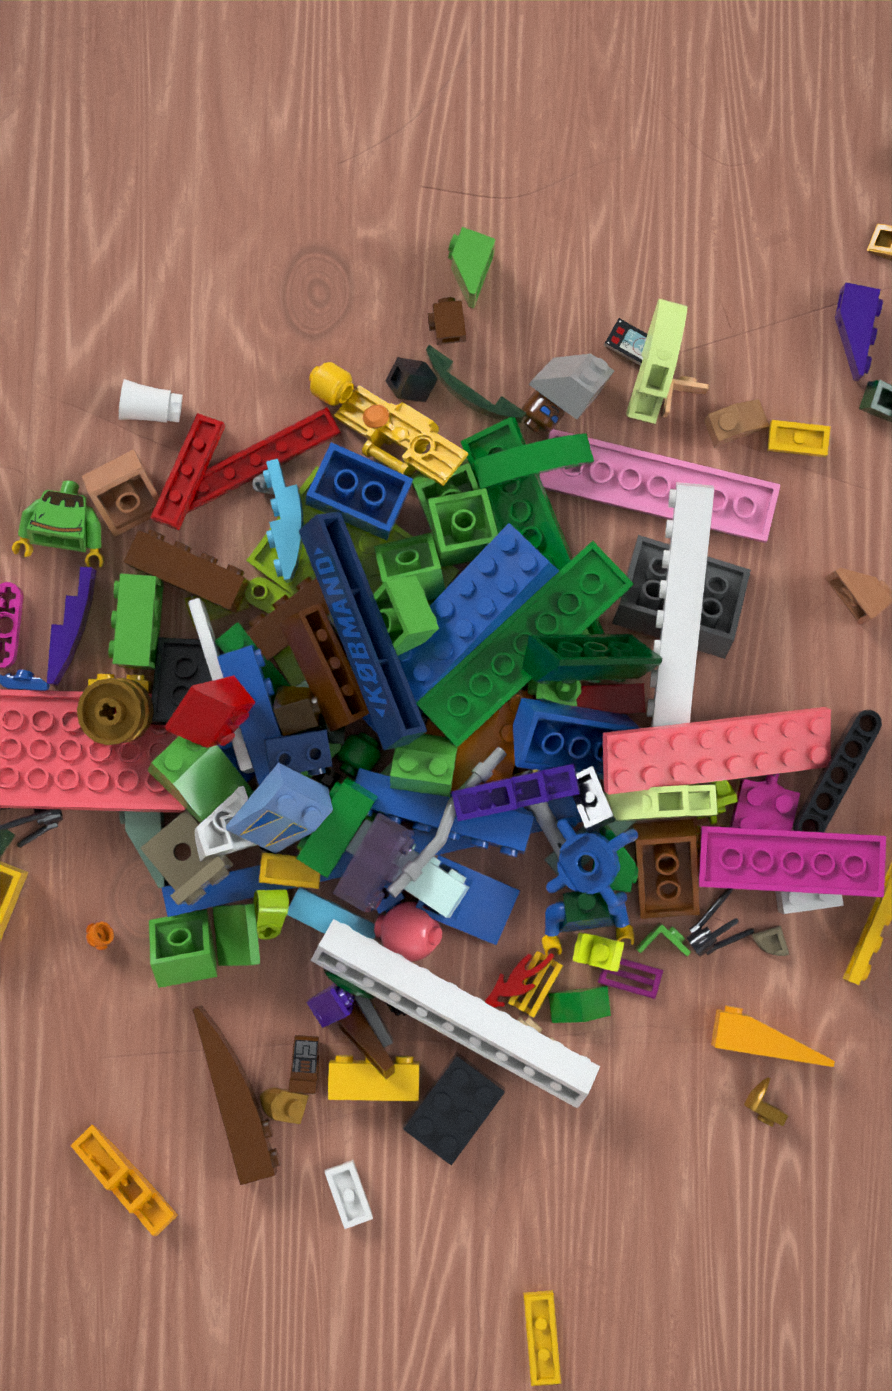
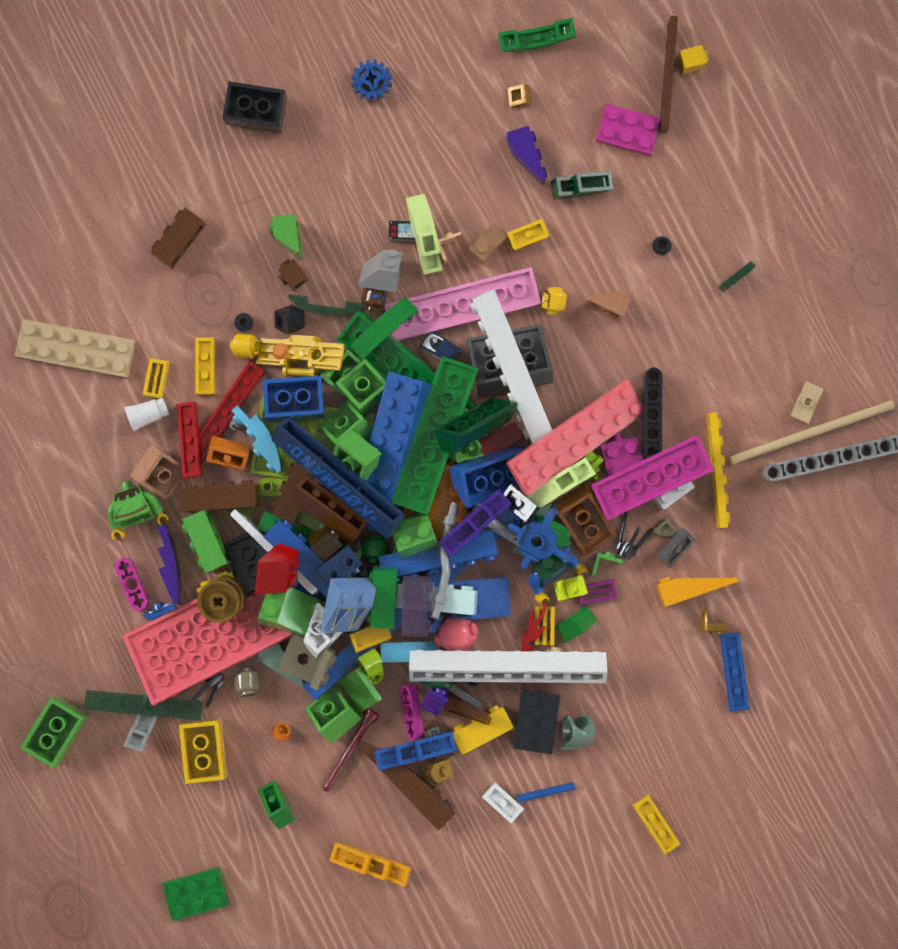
camera: 25 degrees left, 0 degrees up
(39, 1031) = (276, 805): none -> green slope
(87, 842) = (246, 682): none -> dark tan head
(100, 264) = (75, 348): none -> tan plate
(163, 375) = (163, 378): none -> yellow tile
(229, 980) = (369, 717): none -> dark red piece
(230, 517) = (227, 453): none -> orange brick
(263, 382) = (205, 366): none -> yellow tile
(267, 1059) = (415, 751): none -> blue slope
(286, 1018) = (409, 701): none -> dark pink beam
(319, 188) = (177, 237): none -> reddish brown brick
(347, 360) = (248, 326): none -> black plate
(414, 1212) = (545, 792): none -> blue bar
(496, 1161) = (577, 738): none -> sand green piece
(519, 66) = (254, 107): none -> black brick
(597, 526) = (440, 346): none -> dark blue slope
(685, 111) = (363, 82): none -> blue gear
(761, 1187) = (734, 671): none -> blue tile
(772, 974) = (676, 547): none -> dark grey plate
(786, 546) = (554, 300): none -> yellow head

